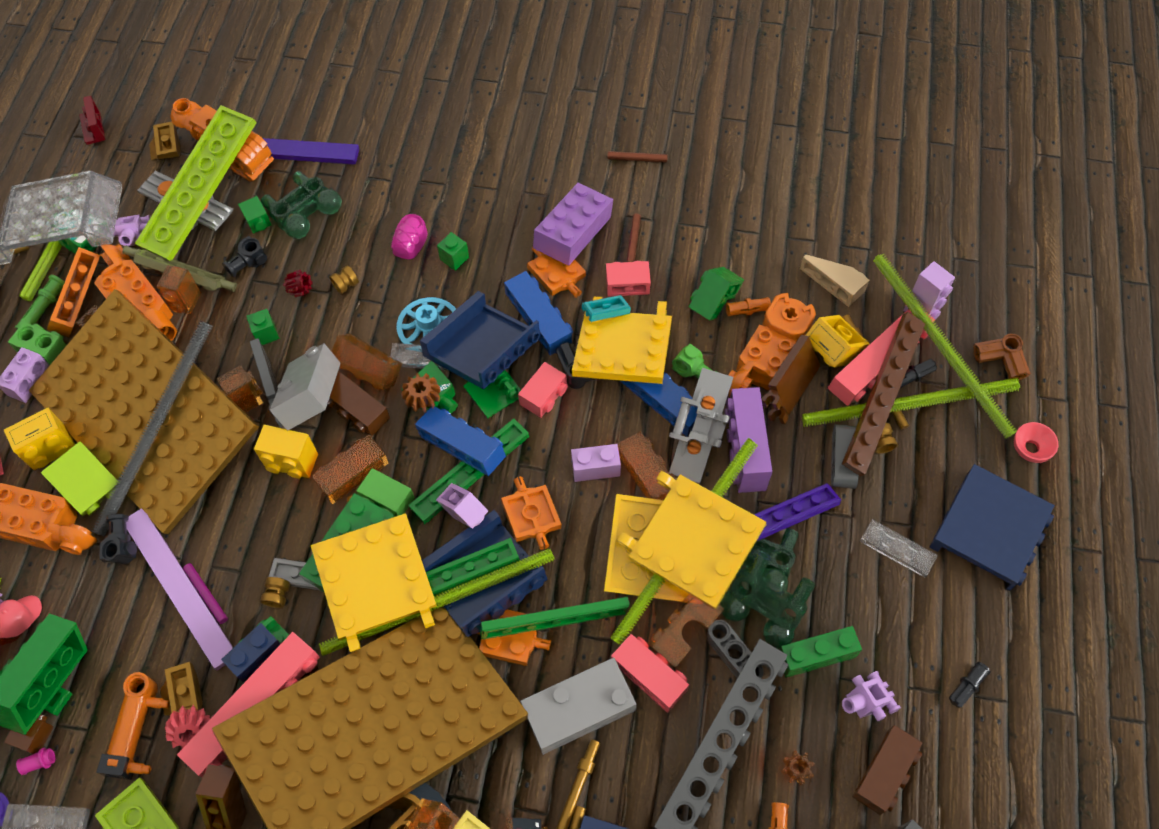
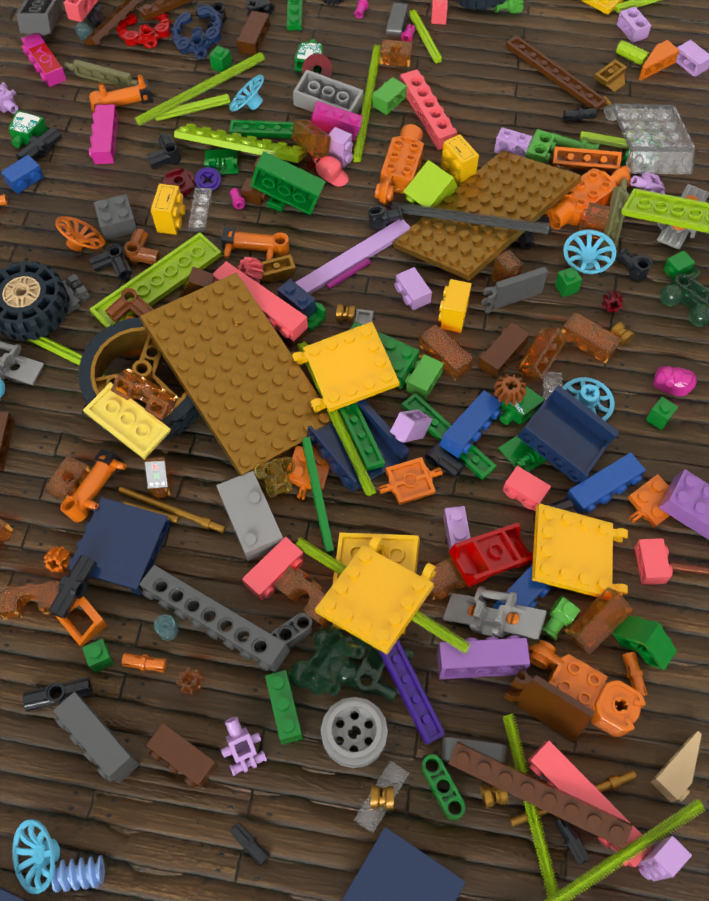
camera: 90 degrees right, 0 degrees up
(226, 302) = (587, 255): none -> medium azure wheel
(246, 506) = (413, 289): none -> lavender brick
(305, 386) = (507, 307): light grey brick -> none
(345, 310) = (591, 337): none -> clear orange brick
(500, 479) = (440, 457): none -> black piece
(523, 672) = (276, 475): none -> clear yellow piece
(606, 308) = (609, 538): teal tile -> none
(632, 424) = (490, 554): none -> red piece
(698, 328) = (599, 620): none -> clear orange brick
(730, 809) = (169, 629): none -> clear light blue wheel
(831, 587) = (330, 732): none -> light grey wheel
(836, 340) = (597, 753): yellow brick -> none
(888, 477) = (443, 799): none -> green beam
(907, 540) = (382, 797): none -> pearl gold wheel

